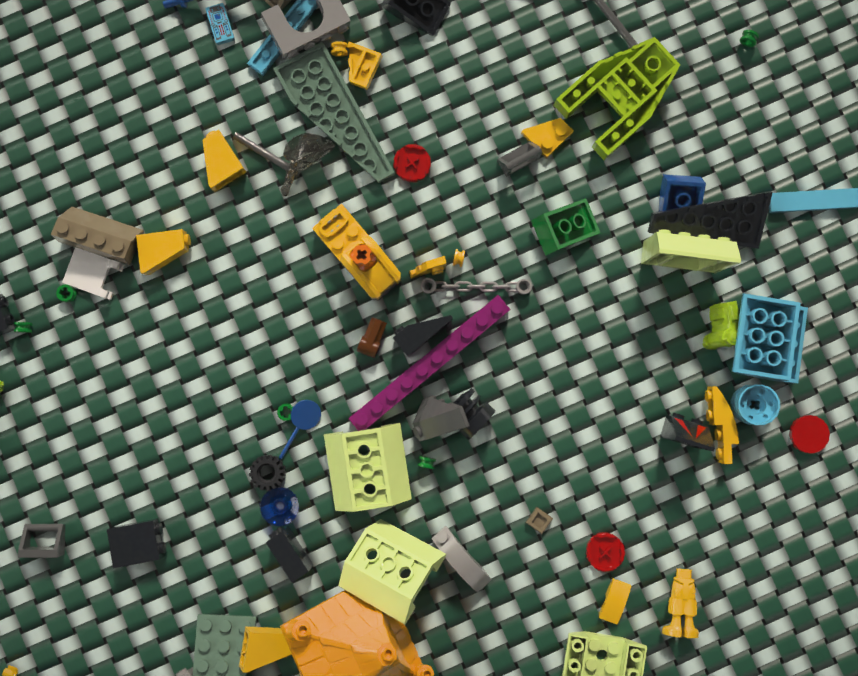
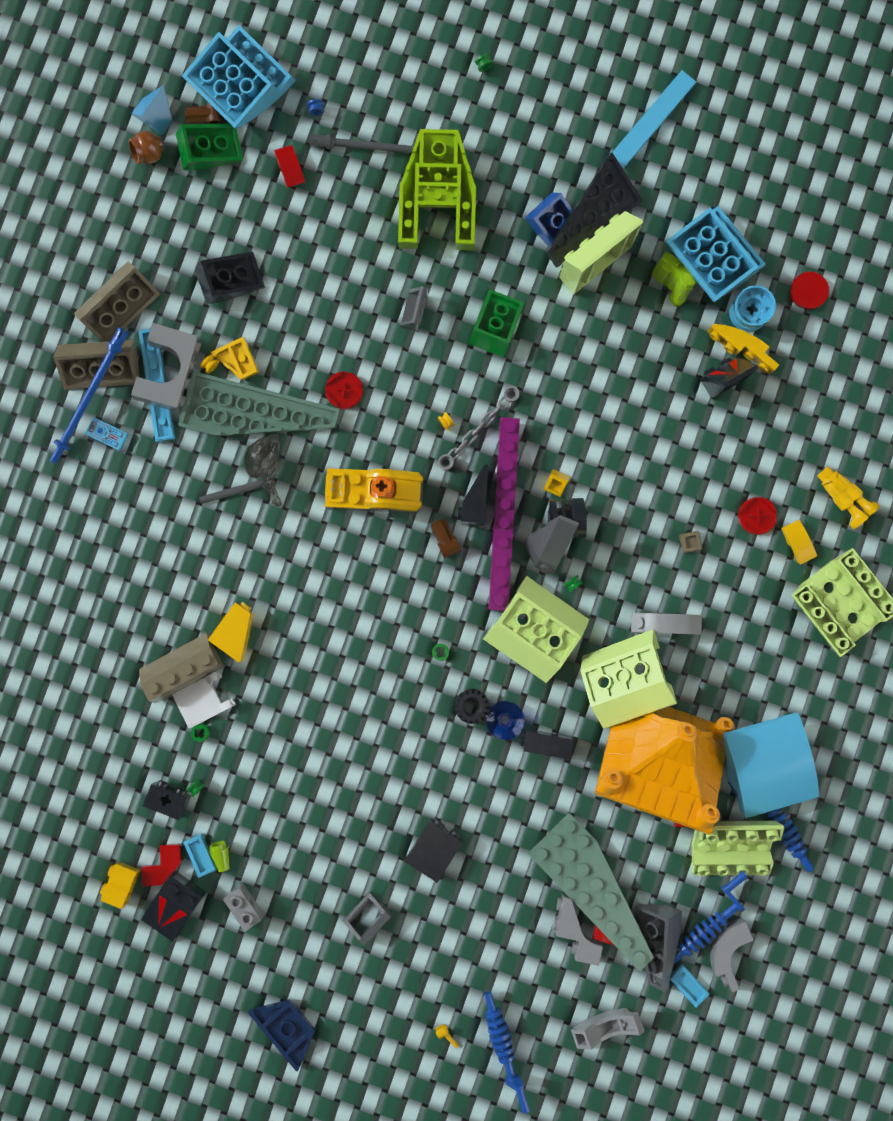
camera: 40 degrees left, 0 degrees up
(220, 161) = (210, 526): yellow slope -> none
(262, 647) = (597, 825): yellow slope -> none
(304, 416) = (456, 641): blue piece -> none
(432, 266) = (436, 444): yellow wing -> none
(490, 381) = (556, 483): none -> yellow slope
(548, 135) = (417, 272): yellow wing -> none

